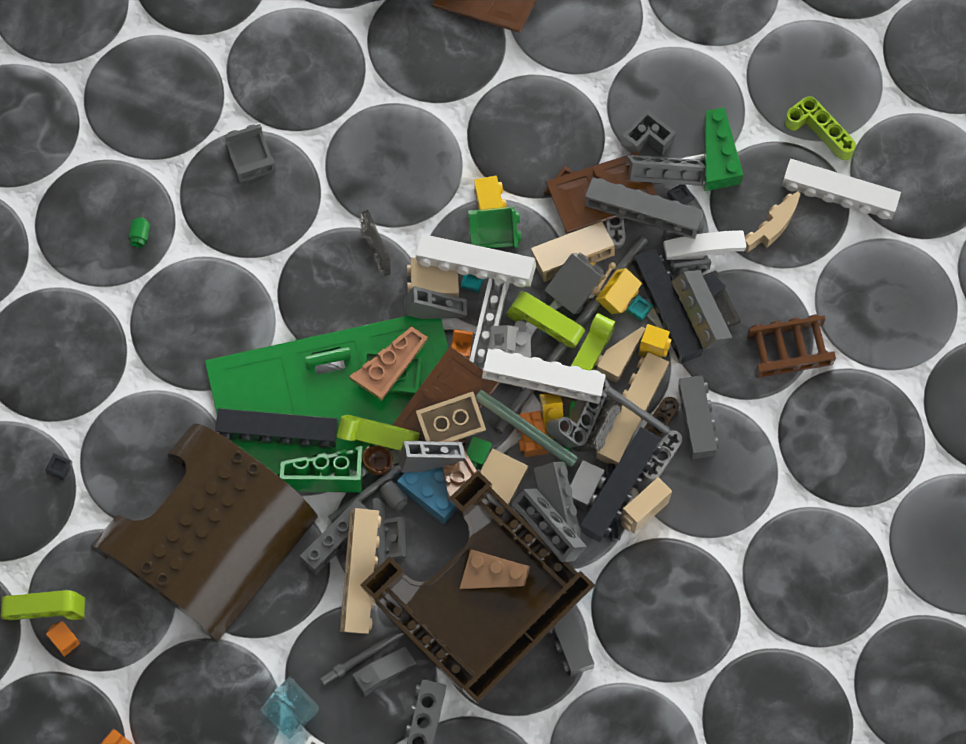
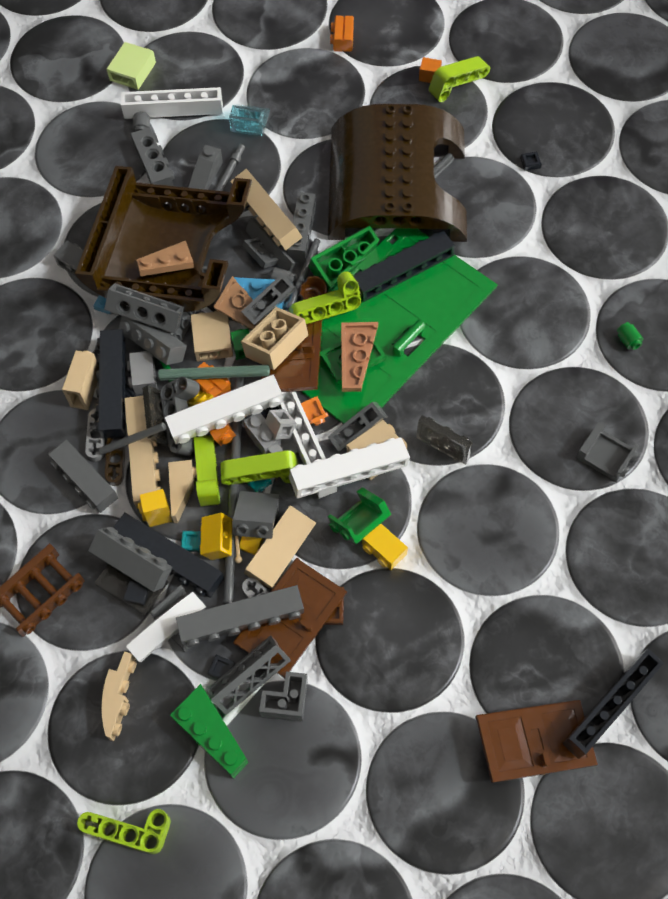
camera: 150 degrees right, 5 degrees down
(841, 189) = (70, 775): white brick -> none

